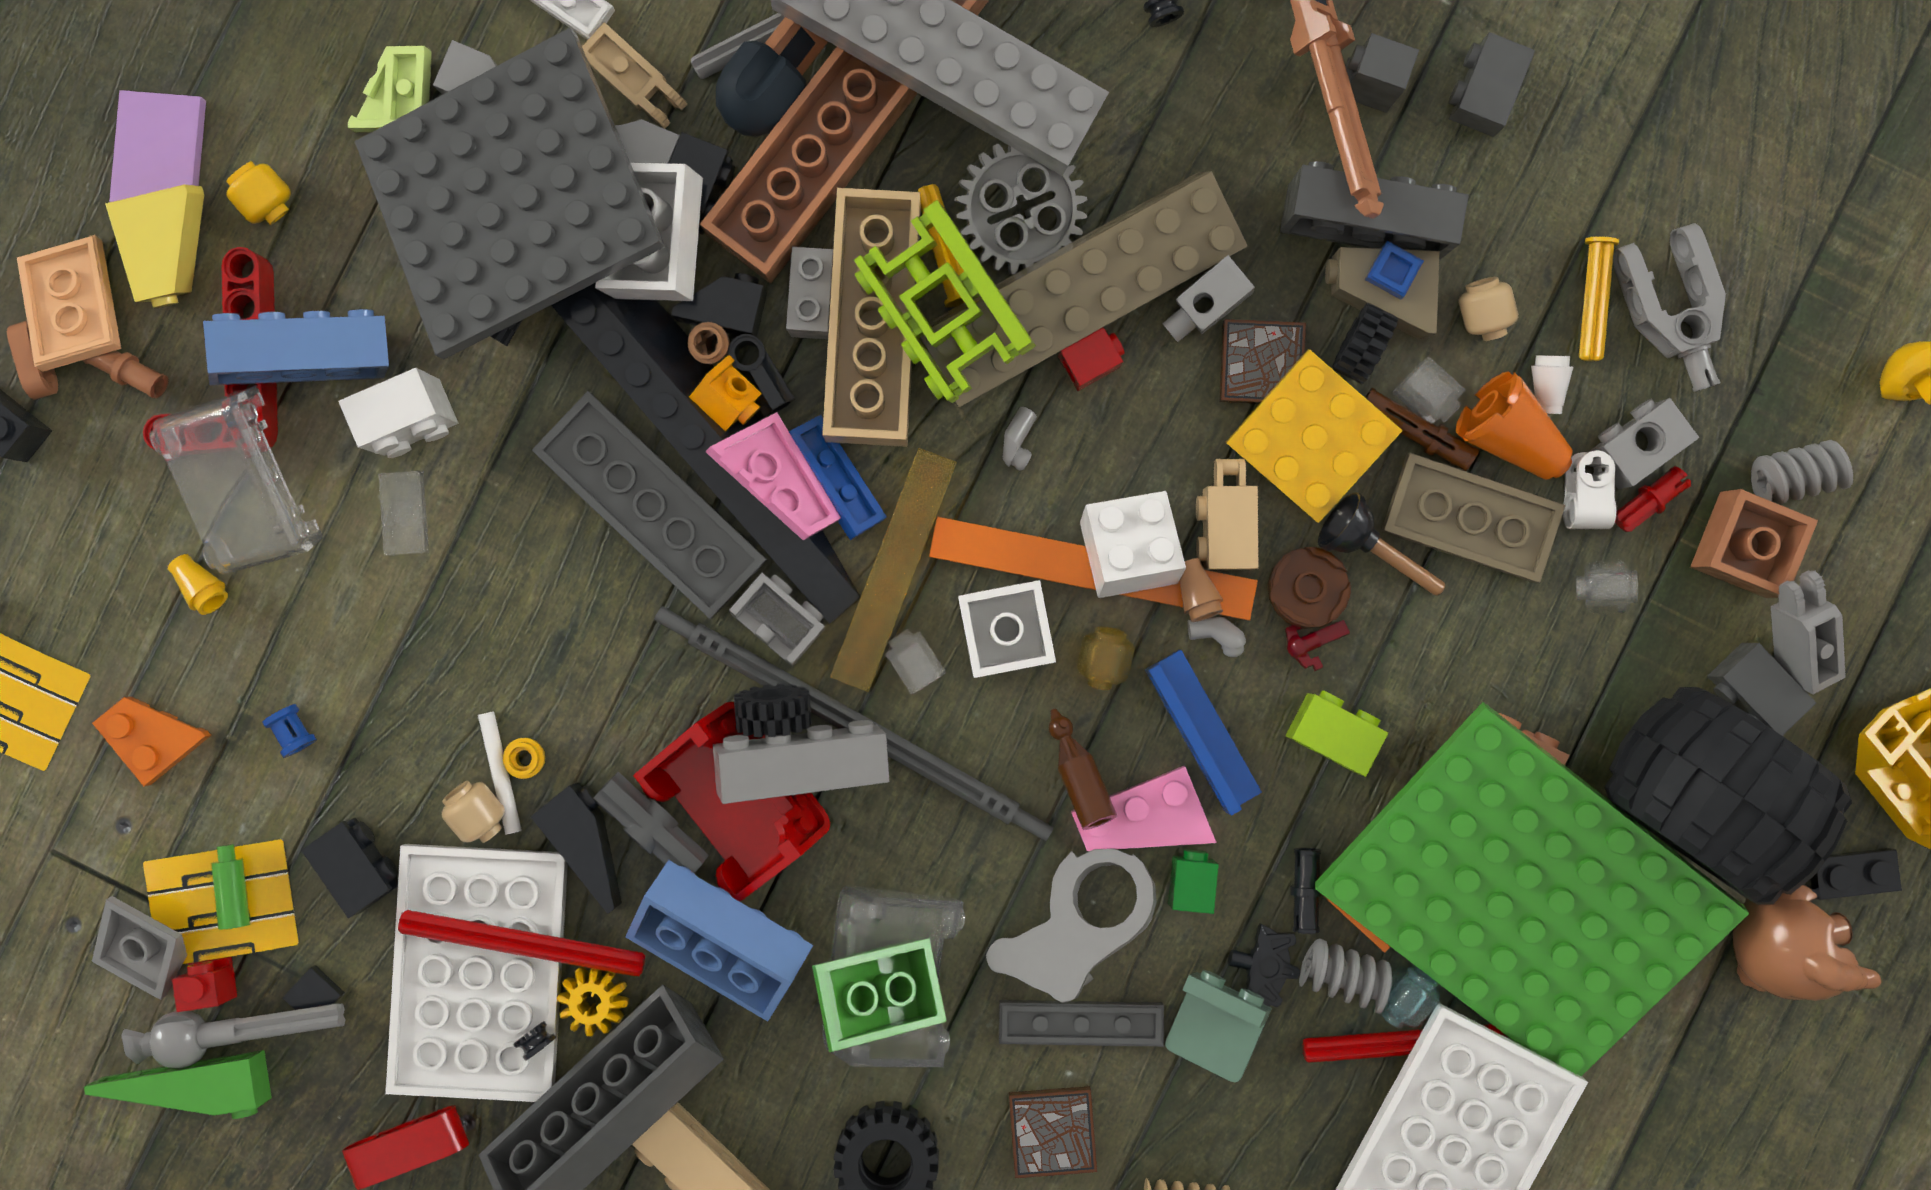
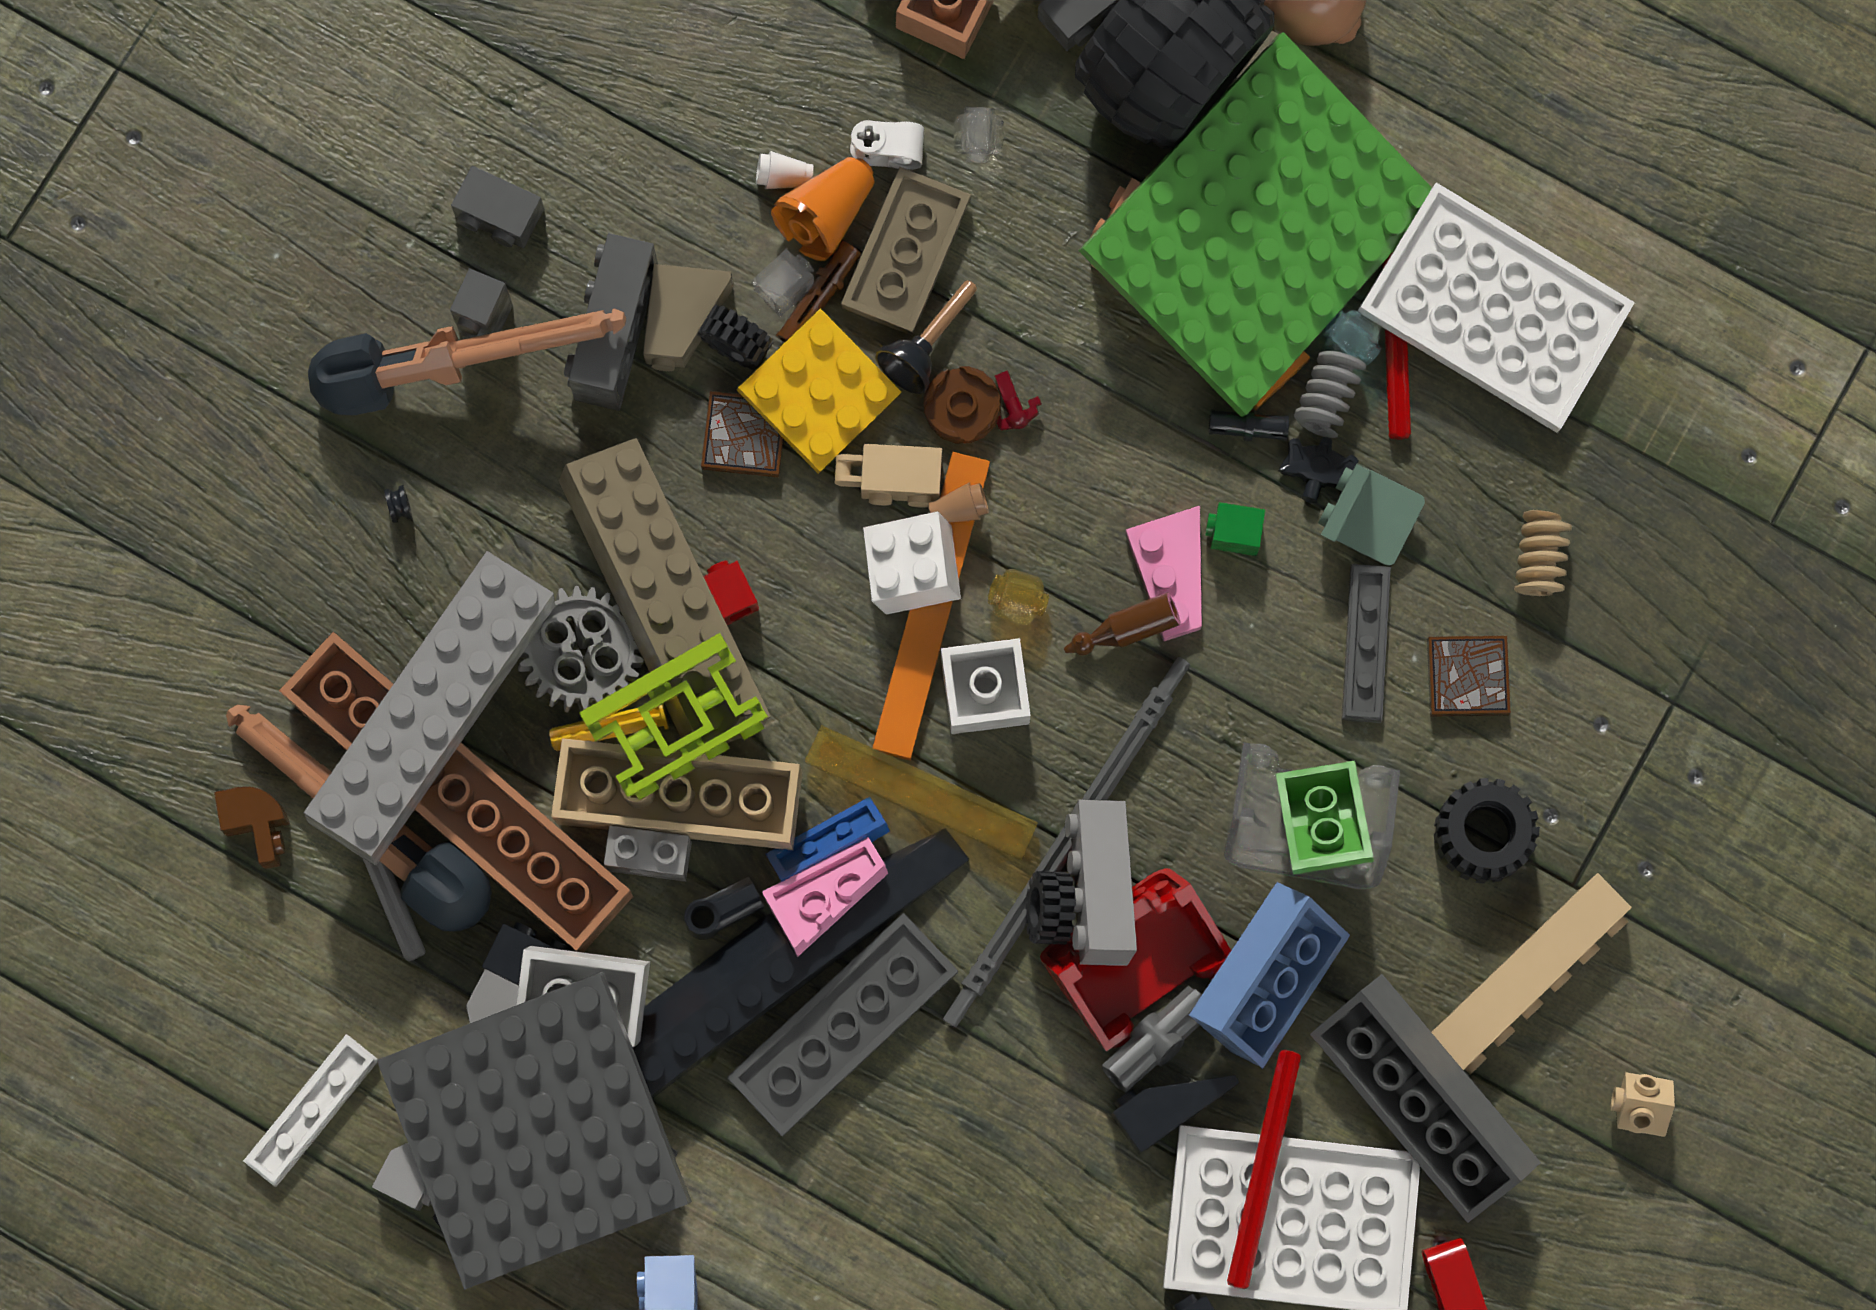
camera: 85 degrees left, 10 degrees down
(396, 88) = (414, 1253): yellowish green wing -> none
(399, 413) = (737, 1258): white brick -> none
(403, 513) = (835, 1269): clear plate -> none
(473, 812) = (1134, 1214): tan head -> none
(498, 771) = (1097, 1190): white bar -> none
(512, 762) = (1093, 1155): yellow plate -> none
(536, 1042) = (1359, 1158): black bush -> none
(581, 1011) = (1319, 1119): yellow gear -> none
(629, 73) = (417, 1017): tan hinge -> none
(700, 342) = (702, 946): medium nougat cone -> none
(726, 395) = (743, 937): light orange brick -> none
(729, 302) = (654, 936): black slope -> none
(778, 618) = (962, 905): light grey window -> none
(914, 660) = (1010, 776): clear brick -> none
(1014, 436) = (799, 669): light grey arm -> none
(1066, 947) = (1291, 648): light grey animal -> none
(1203, 731) = (1093, 512): blue fence -> none
(1222, 631) = (998, 487): light grey arm -> none
(1223, 286) = (675, 461): light grey torso -> none
(1336, 733) = (1101, 388): lime brick -> none
(1394, 270) = (669, 305): blue tile -> none
(1488, 308) = (709, 224): tan head -> none
(1596, 297) = (706, 125): yellow axle -> none
(1652, 499) = (899, 89): red axle -> none
(1666, 436) = (838, 72): light grey brick -> none
(1704, 293) = (710, 29): light grey piece -> none

